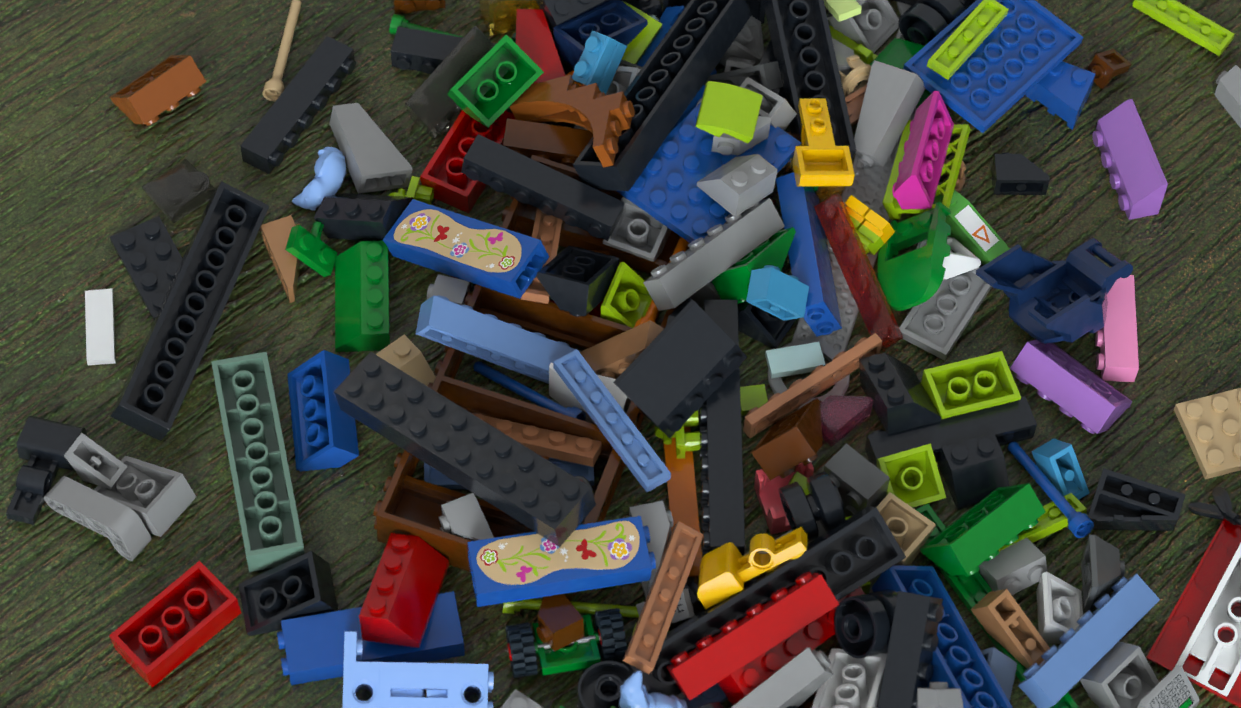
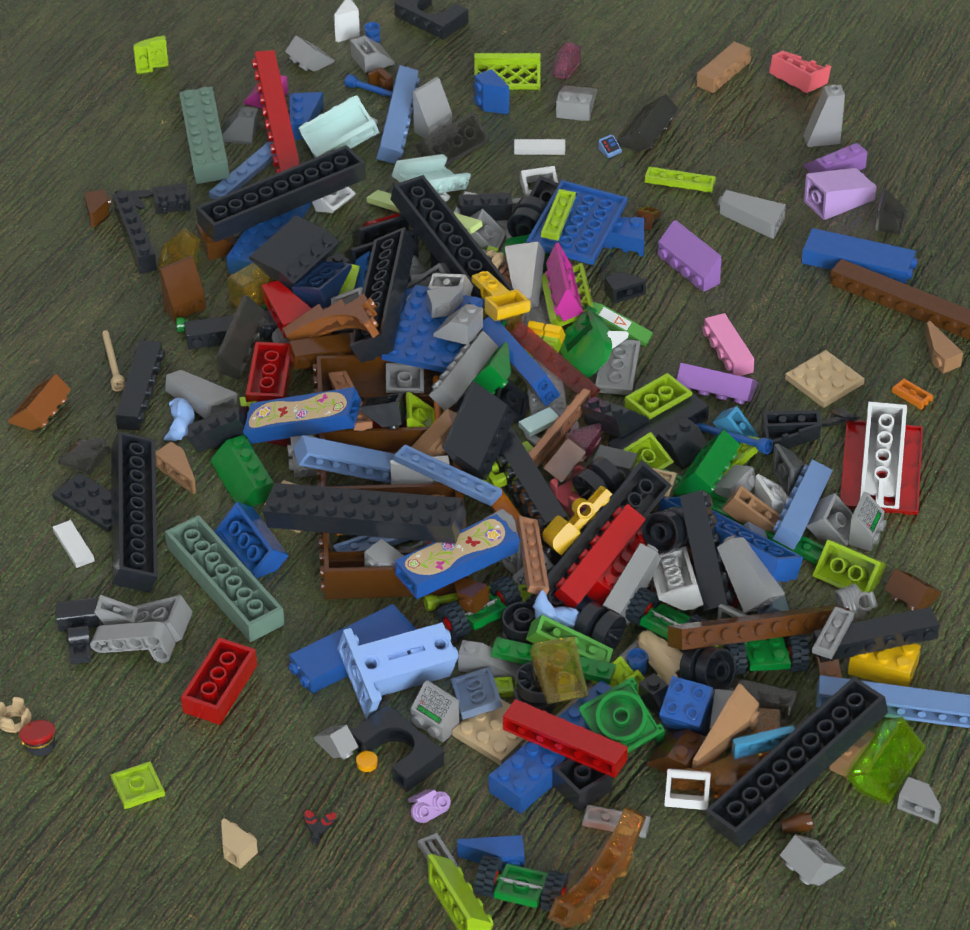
camera: 20 degrees left, 15 degrees down
(287, 592) = (281, 640): black slope -> none
(311, 249) = (194, 456): green plate -> none
(403, 592) = (363, 609): red slope -> none
(495, 82) = (271, 324): green slope -> none
(542, 187) = (334, 368): black brick -> none
(599, 61) = (333, 288): dark azure brick -> none
(729, 111) = (435, 286): lime slope -> none
(777, 293) = (516, 376): dark azure brick -> none
(1056, 297) = (684, 337): dark blue piece -> none

